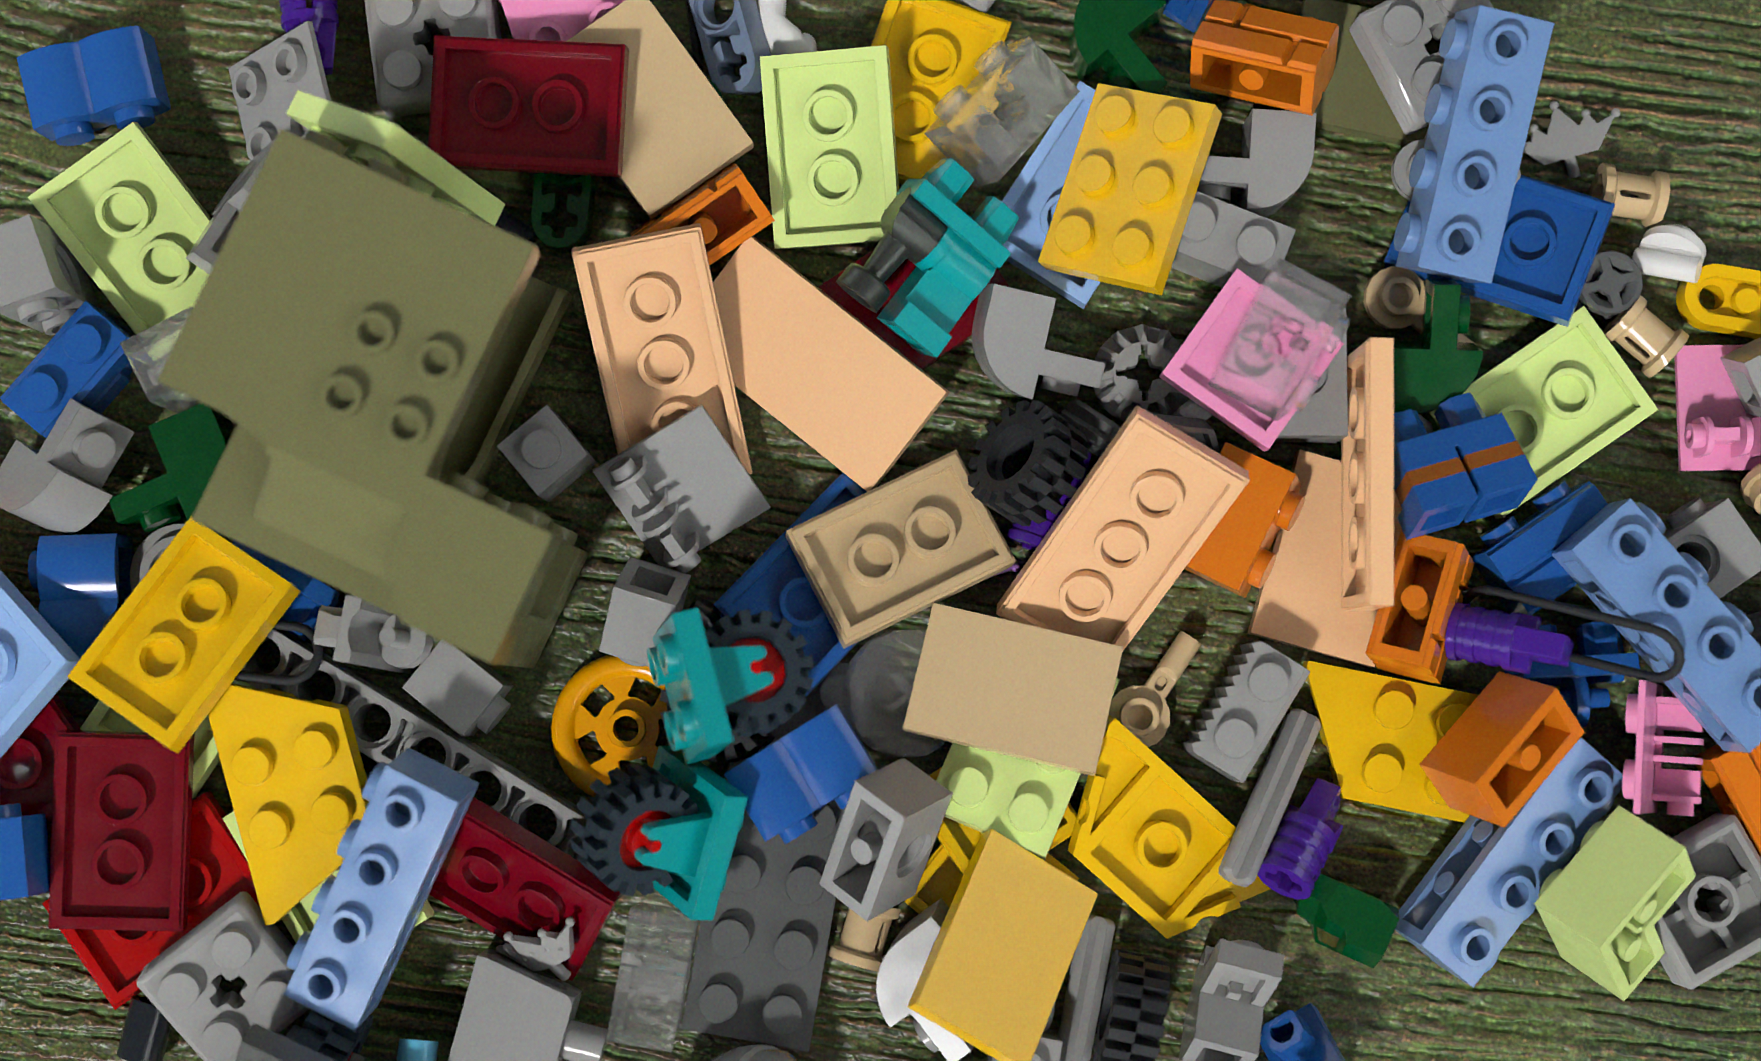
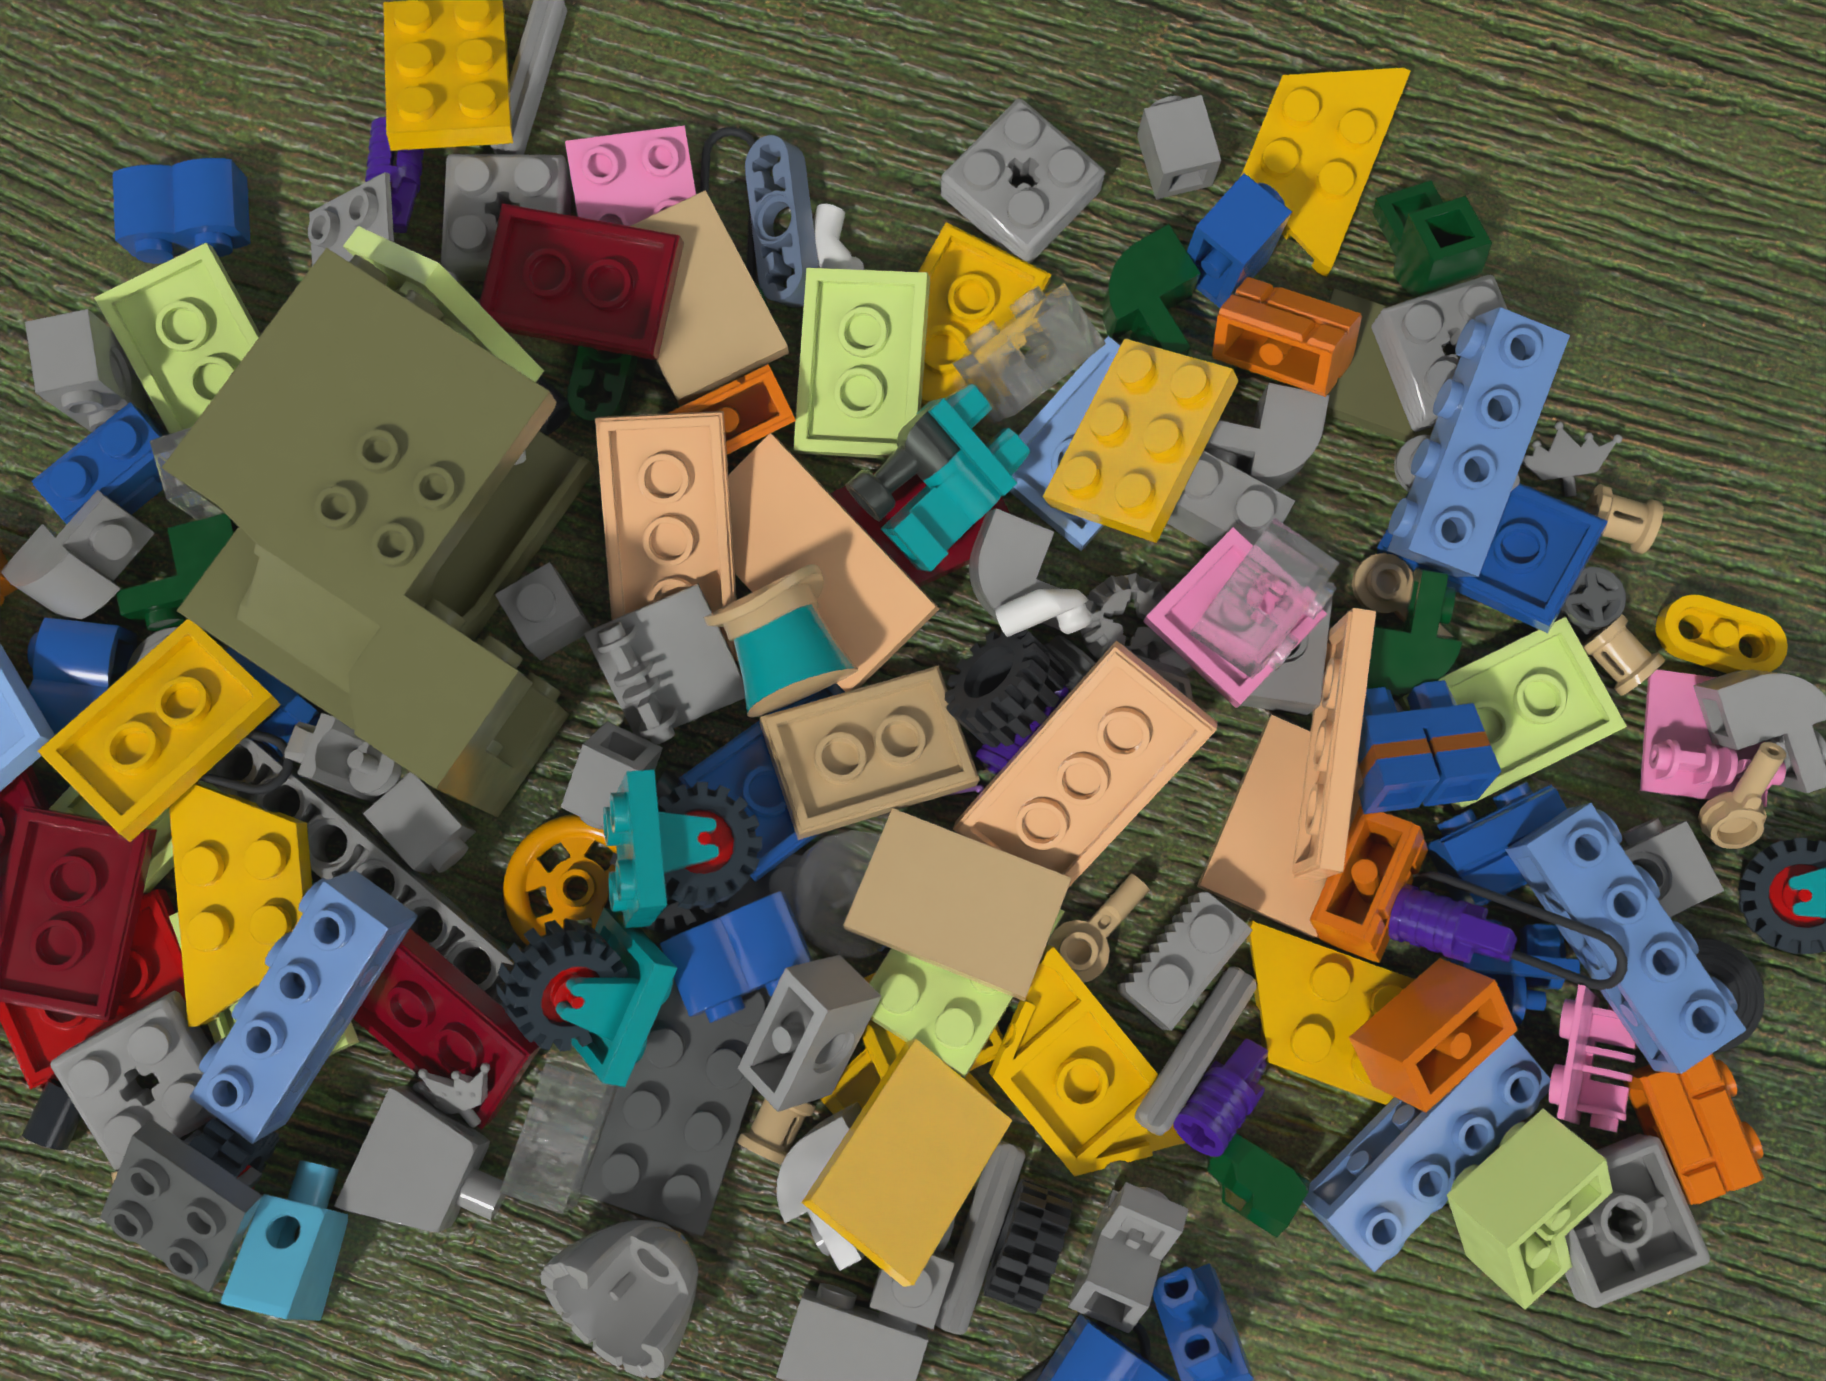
camera: 10 degrees right, 5 degrees down
(798, 452) = (783, 642): none -> hat
(1056, 376) = (1043, 605): none -> white arm
(1239, 546) = (1199, 795): orange brick -> none
(1671, 253) = (1656, 578): white plate -> none

